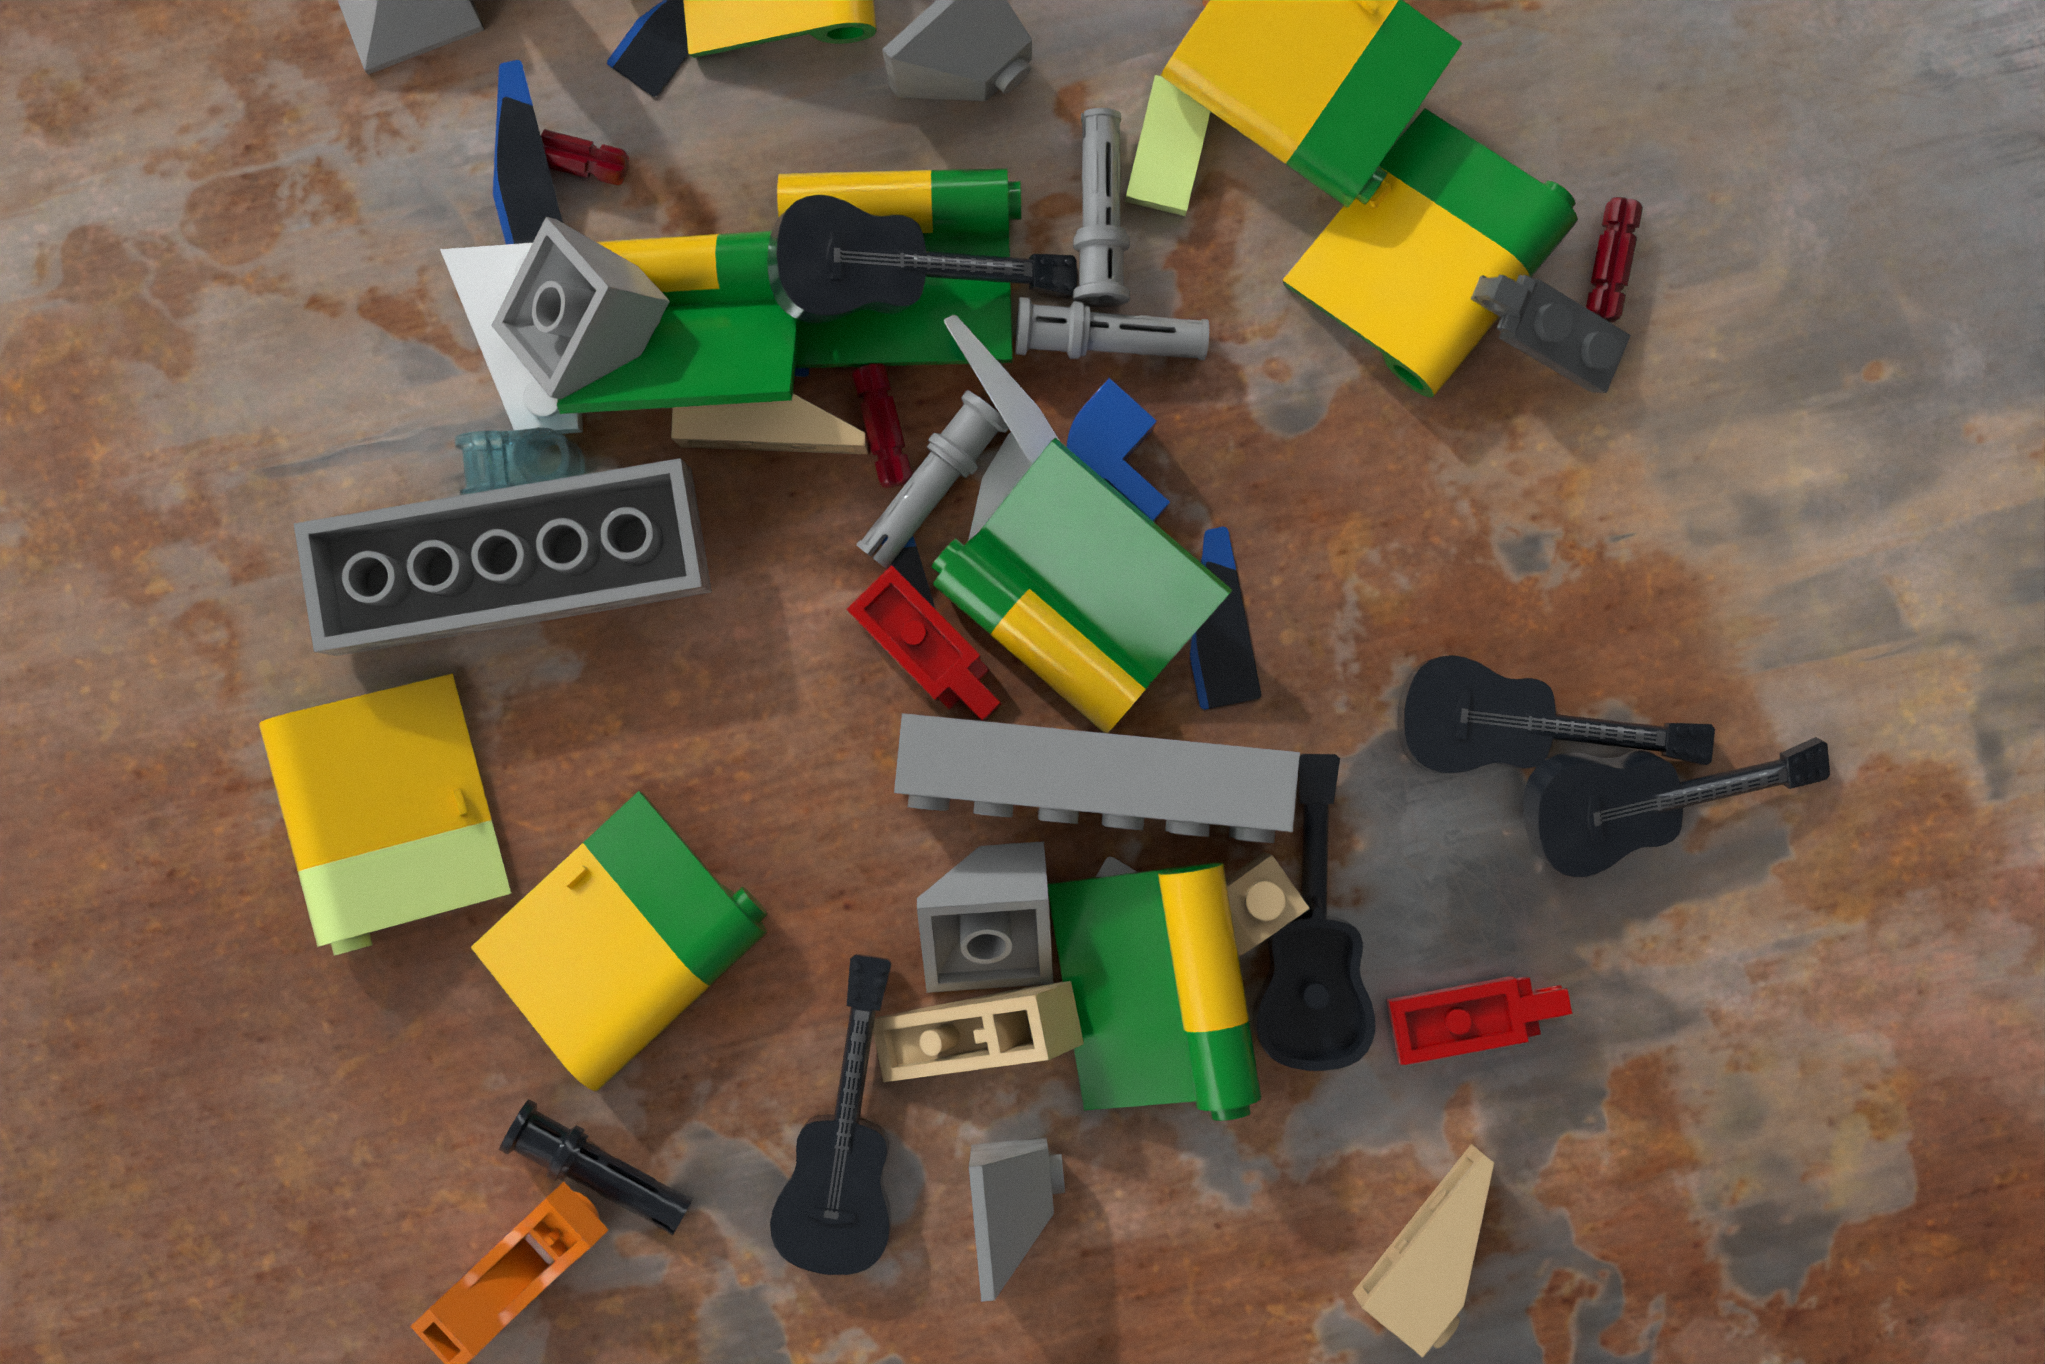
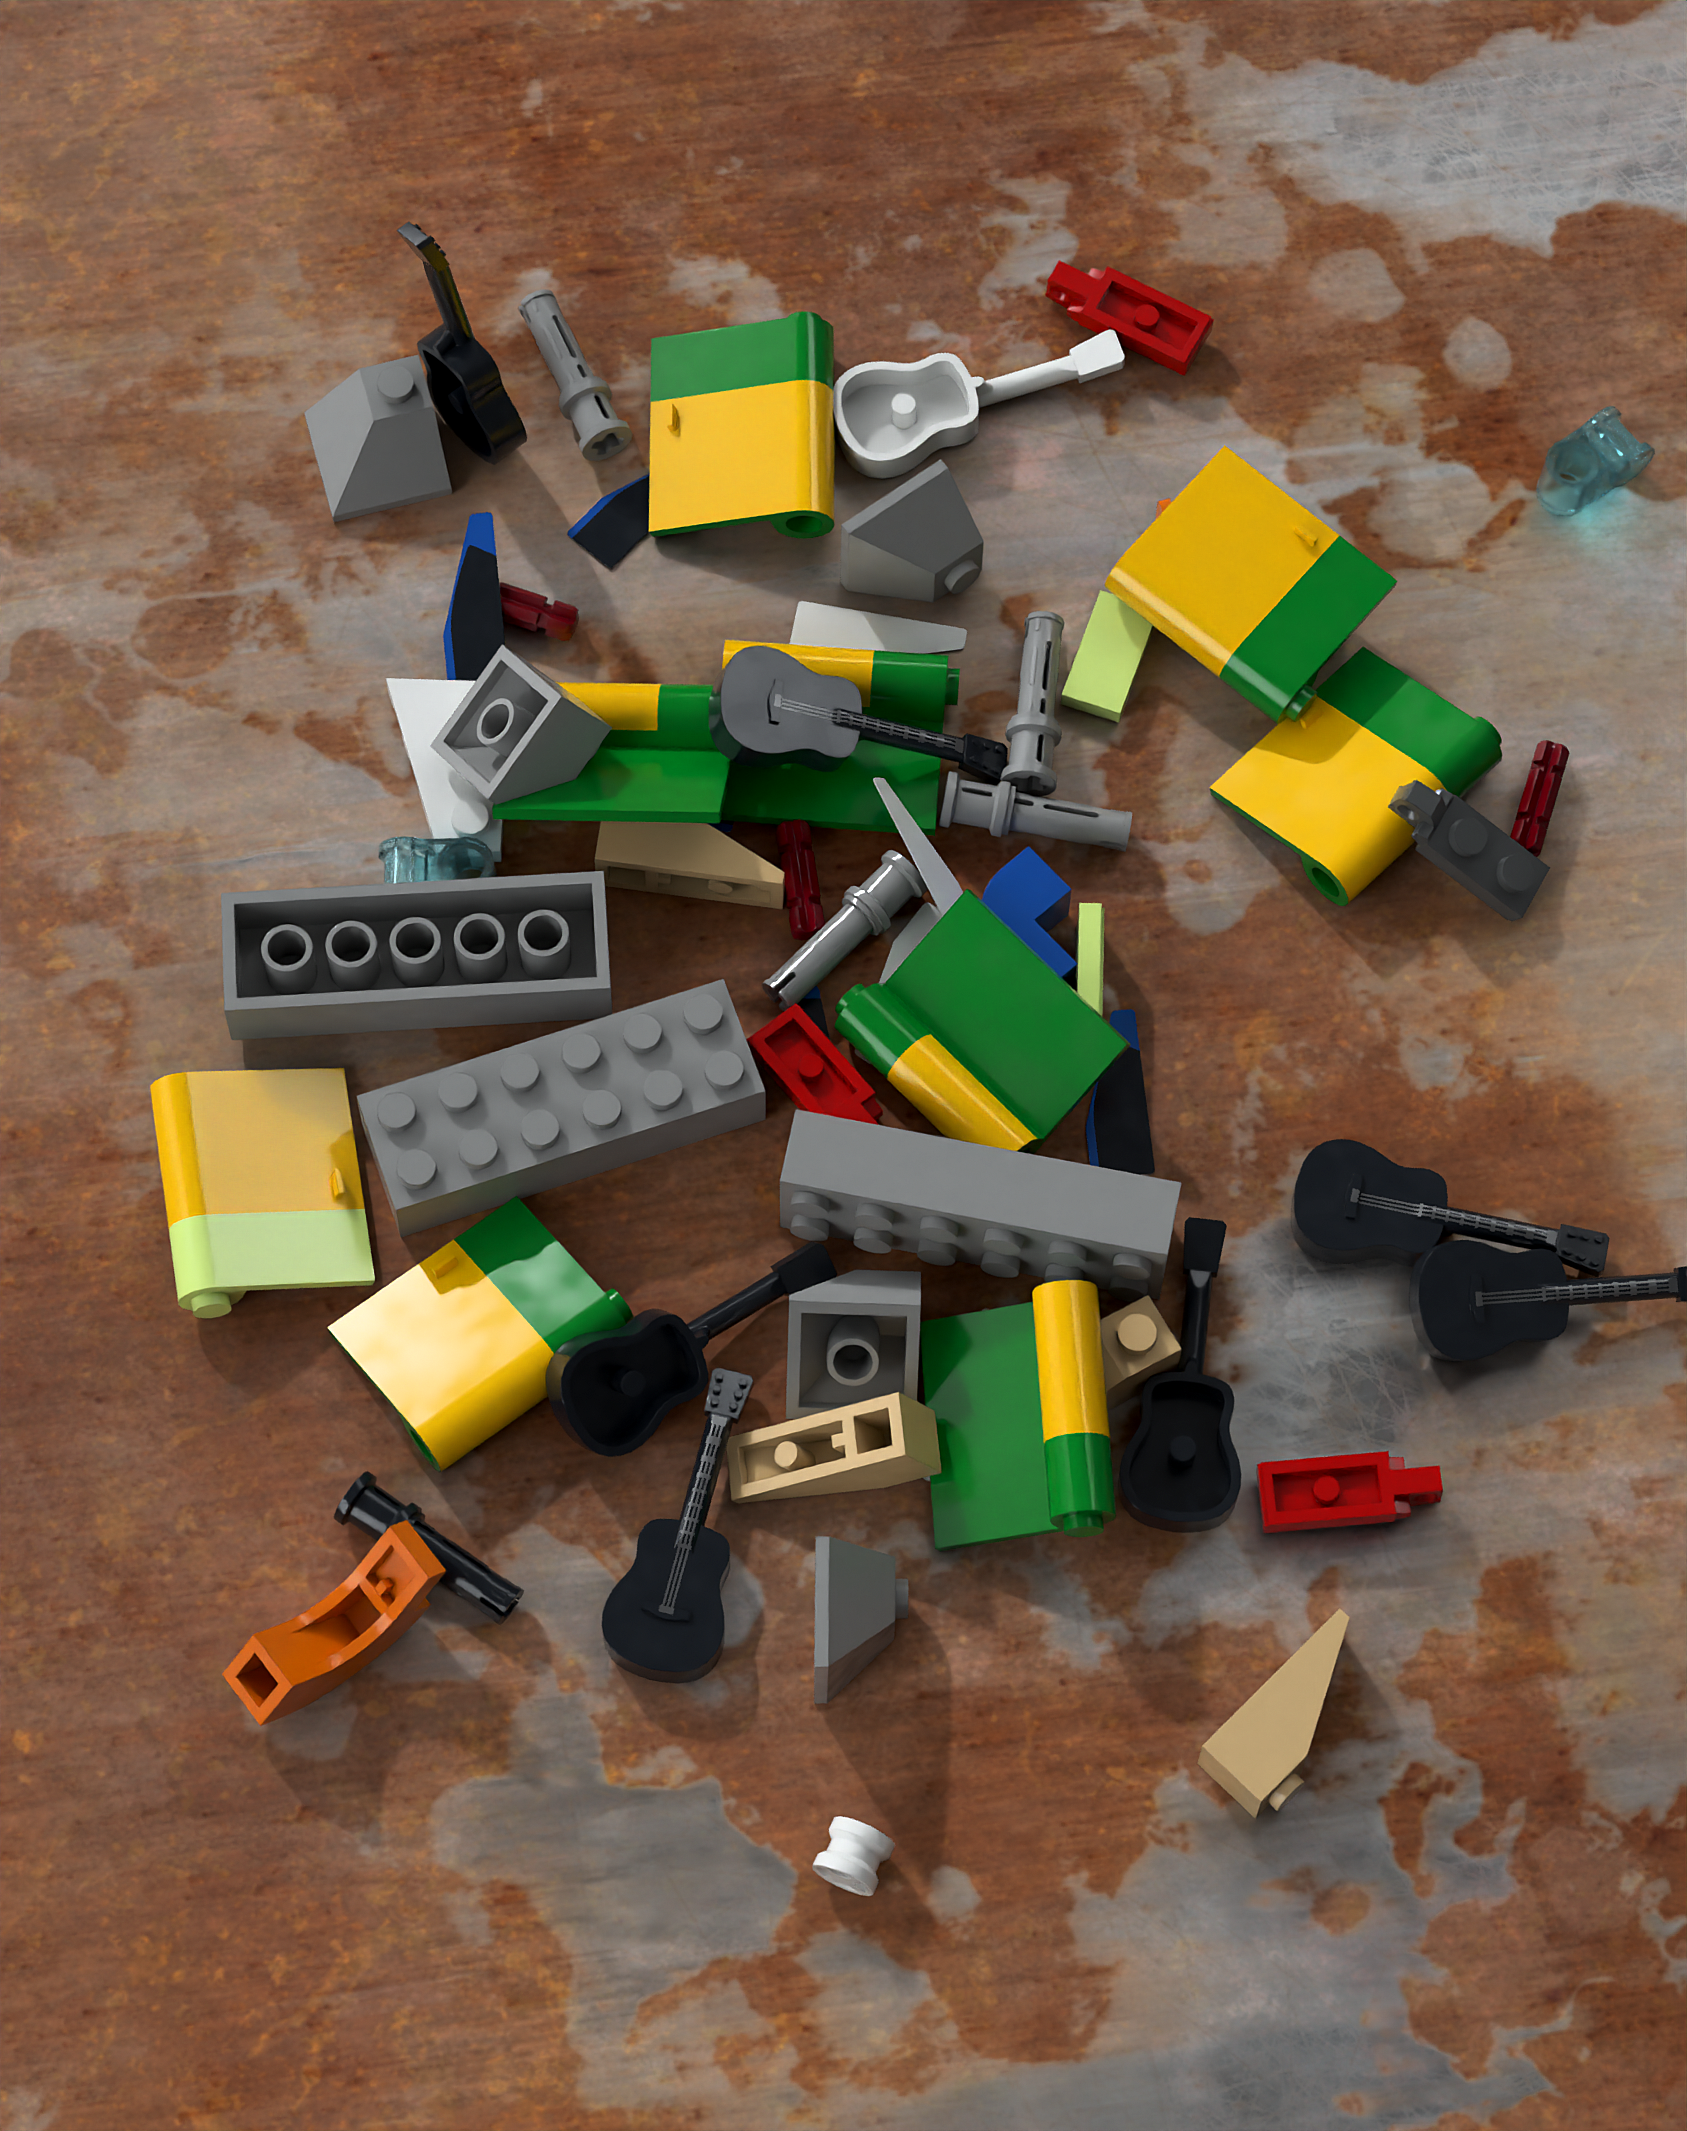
camera: 10 degrees right, 20 degrees down
(667, 703) = (562, 1107): none -> light grey brick
(764, 987) = (624, 1381): none -> black piece
(917, 144) = (856, 629): none -> white sticker
(1180, 491) = (1090, 954): none -> yellowish green tile

